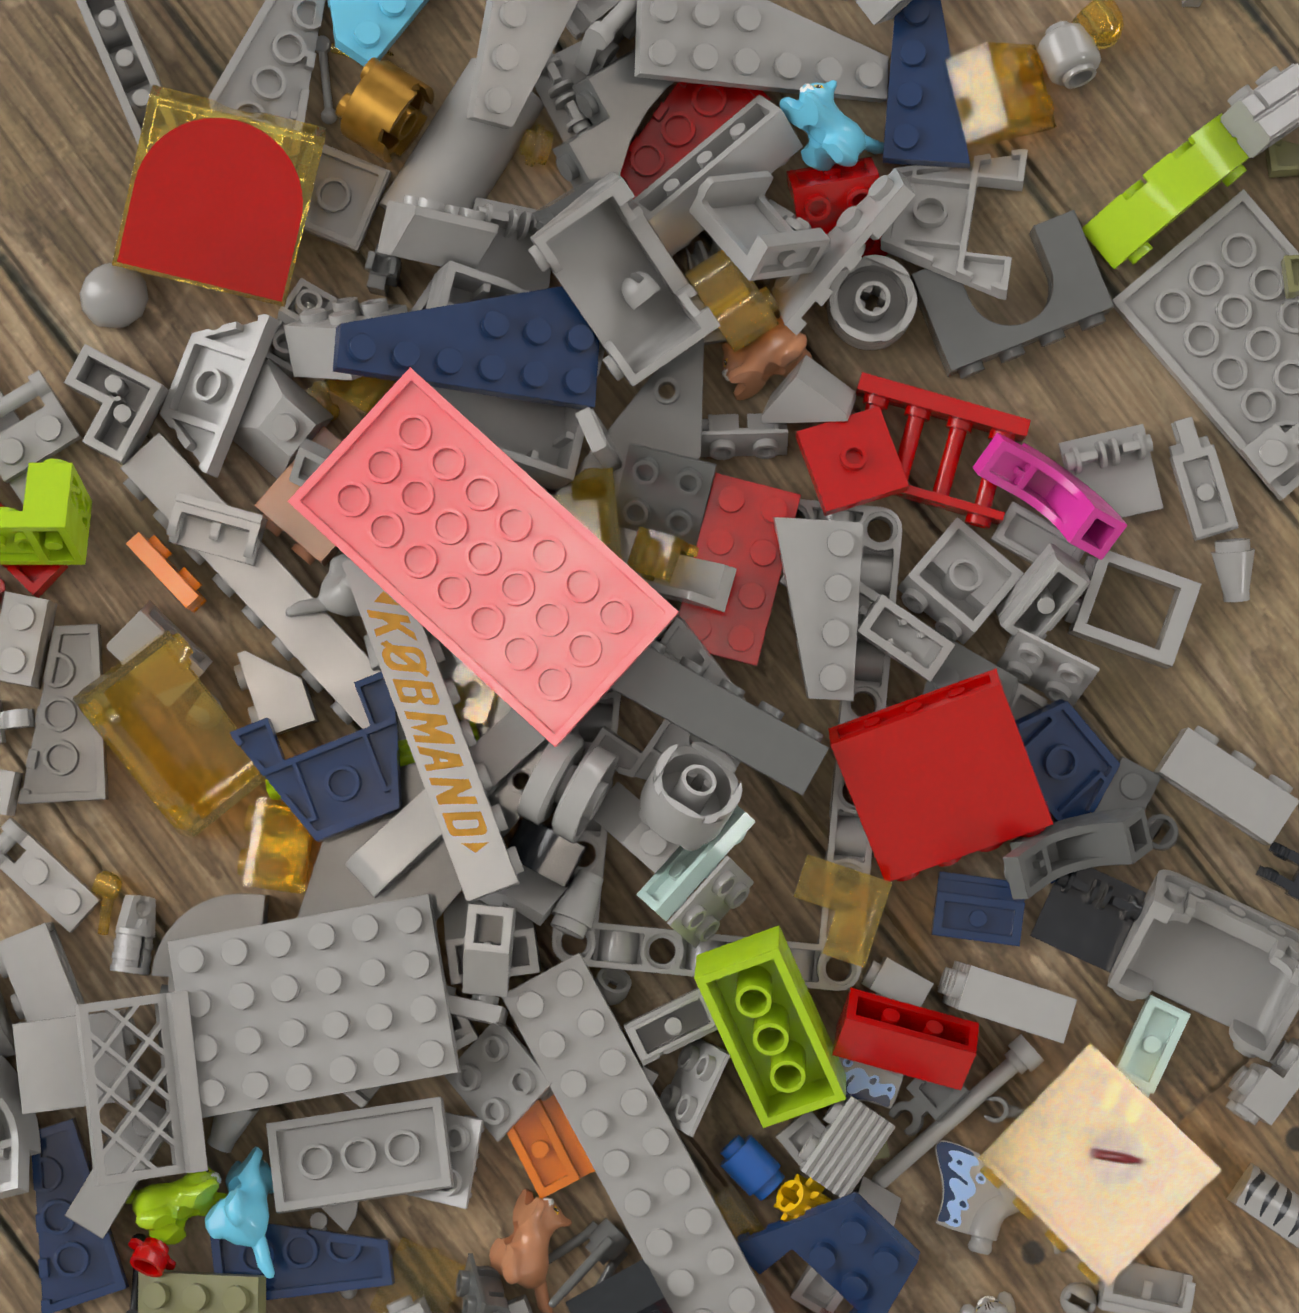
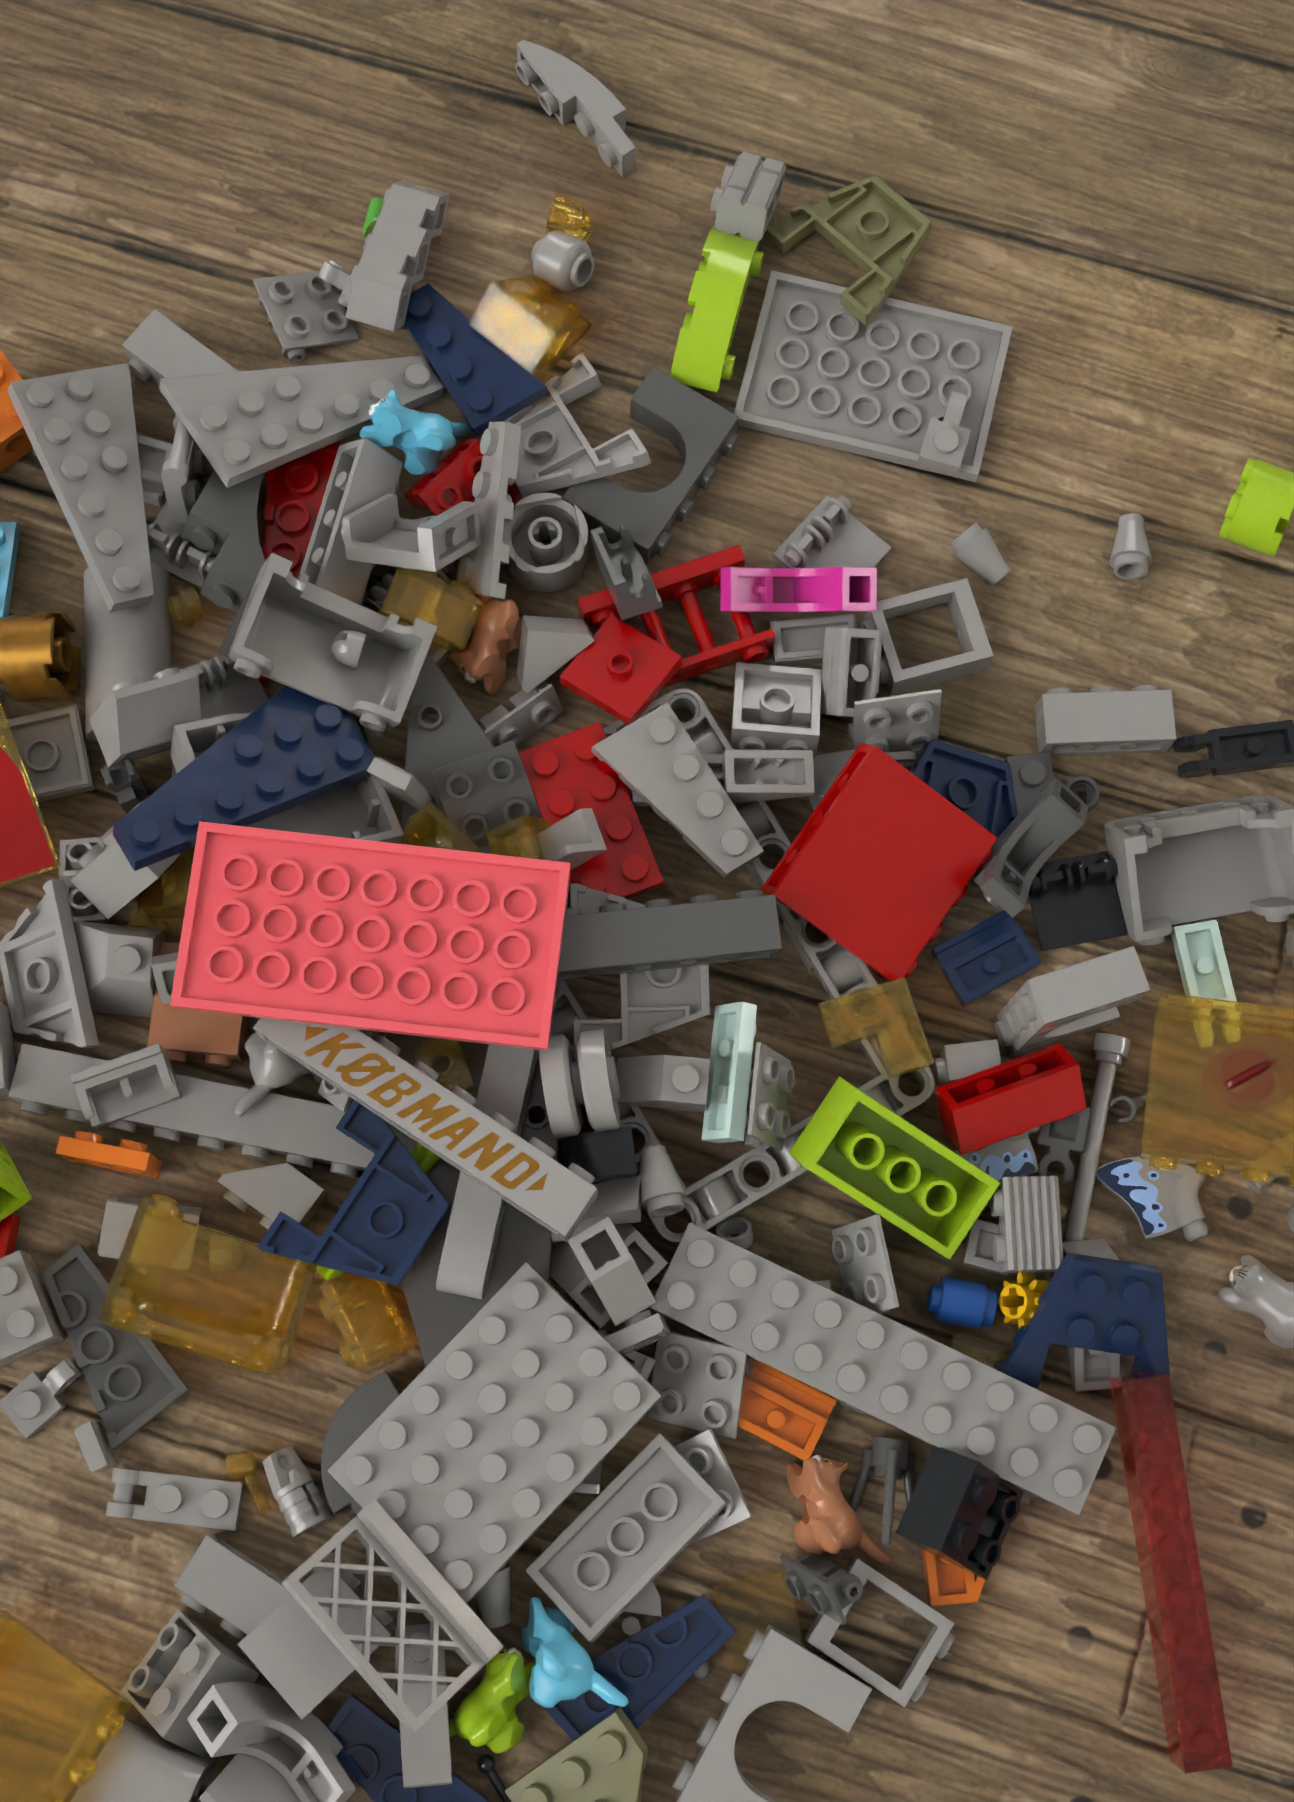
camera: 40 degrees left, 10 degrees down
(150, 1256) = (506, 1768): red plate -> none
(670, 1026) = (811, 1228): light grey brick -> none
(690, 794) = (688, 1016): light grey brick -> none
(915, 382) = (625, 574): none -> dark grey hinge
(1200, 482) = (905, 507): light grey hinge -> none

